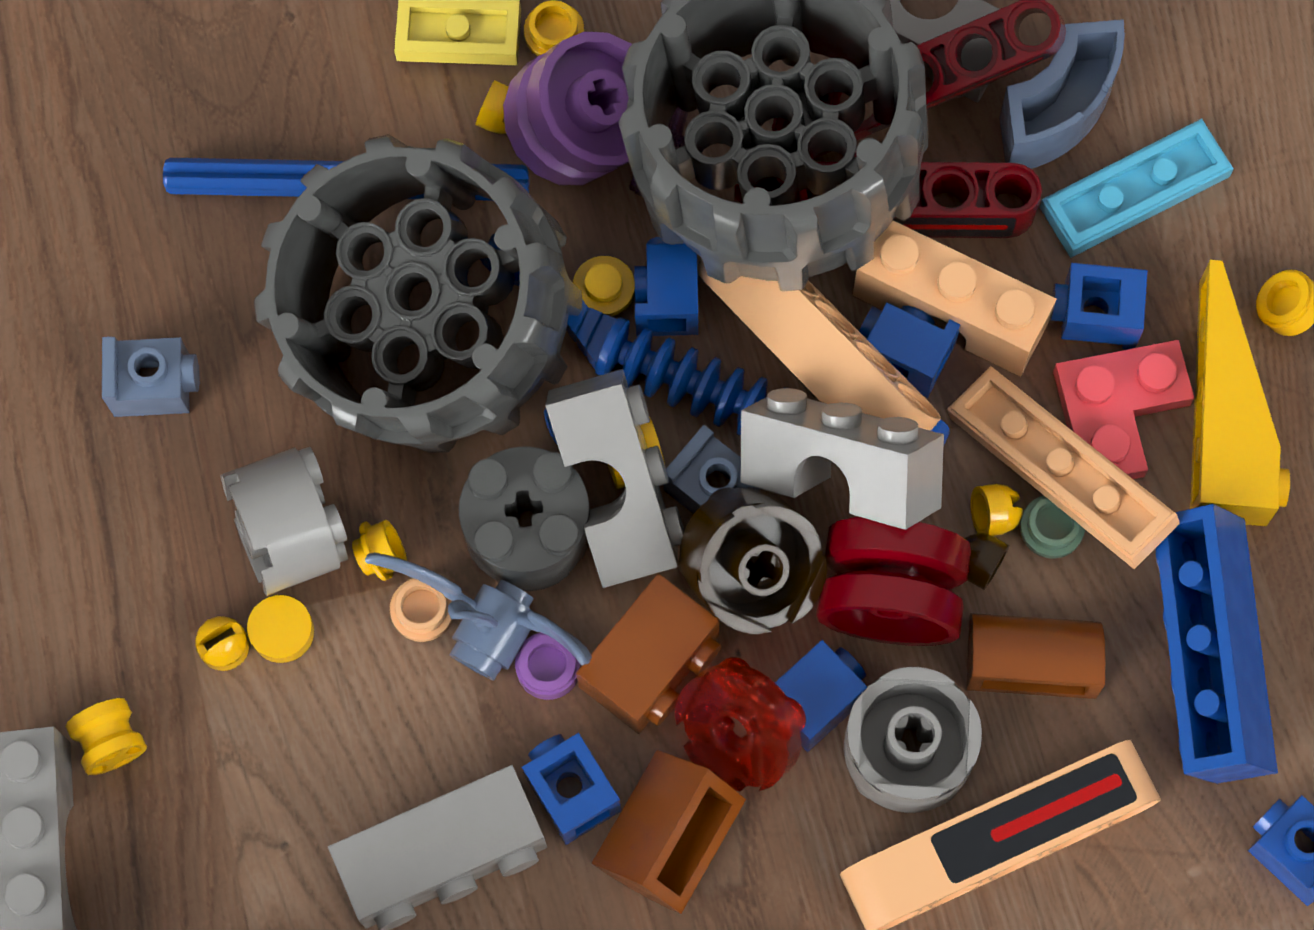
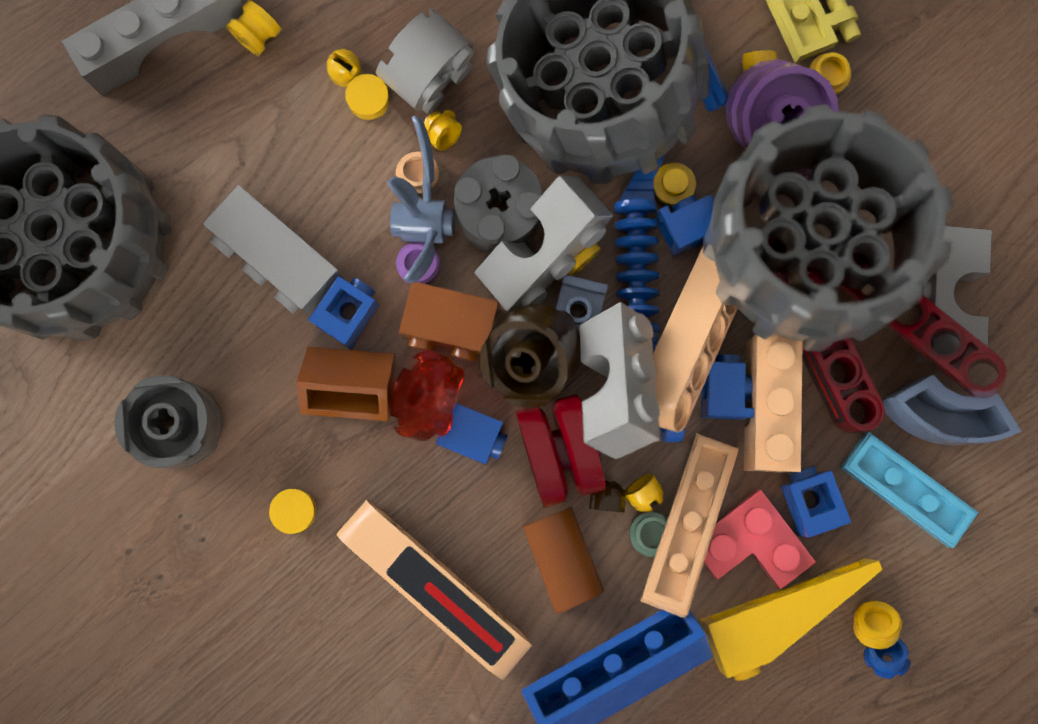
camera: 60 degrees right, 10 degrees up
(943, 722) = (456, 531): light grey brick -> none

